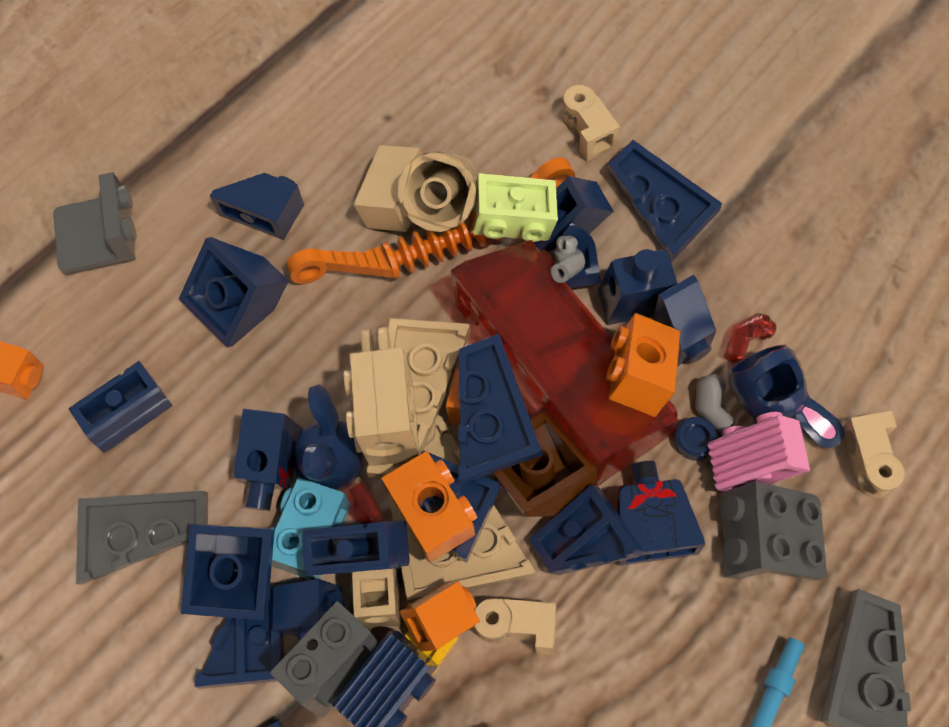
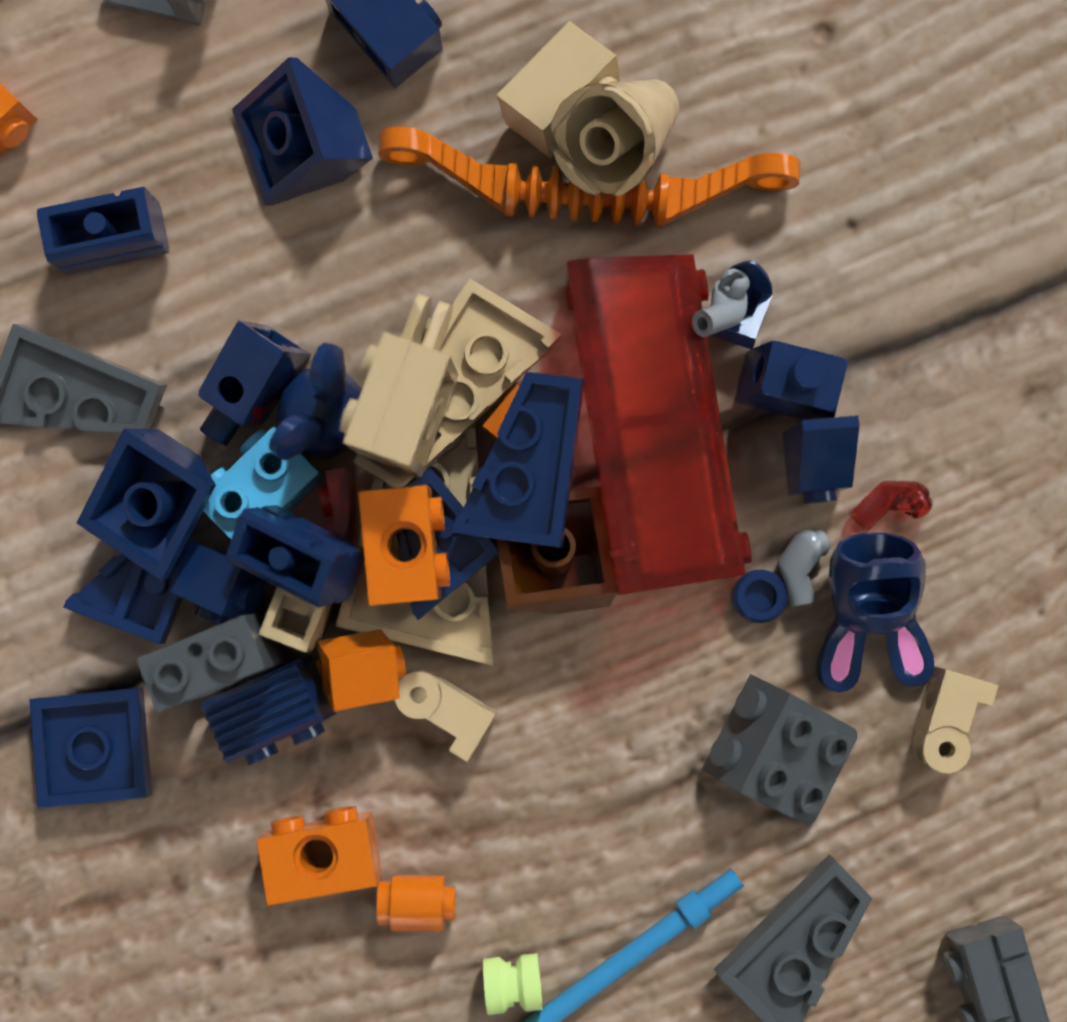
camera: 20 degrees right, 20 degrees up
(515, 207) = (694, 203): yellowish green bracket -> none
(577, 203) = (770, 231): dark blue slope -> none
(585, 535) = (568, 654): dark blue wing -> none
(592, 121) = (863, 113): tan leg -> none
(644, 364) = (764, 480): orange brick -> none
(658, 516) = (657, 669): dark blue torso -> none
(663, 197) = (892, 268): dark blue wing -> none
(759, 452) = (814, 661): bright pink brick -> none

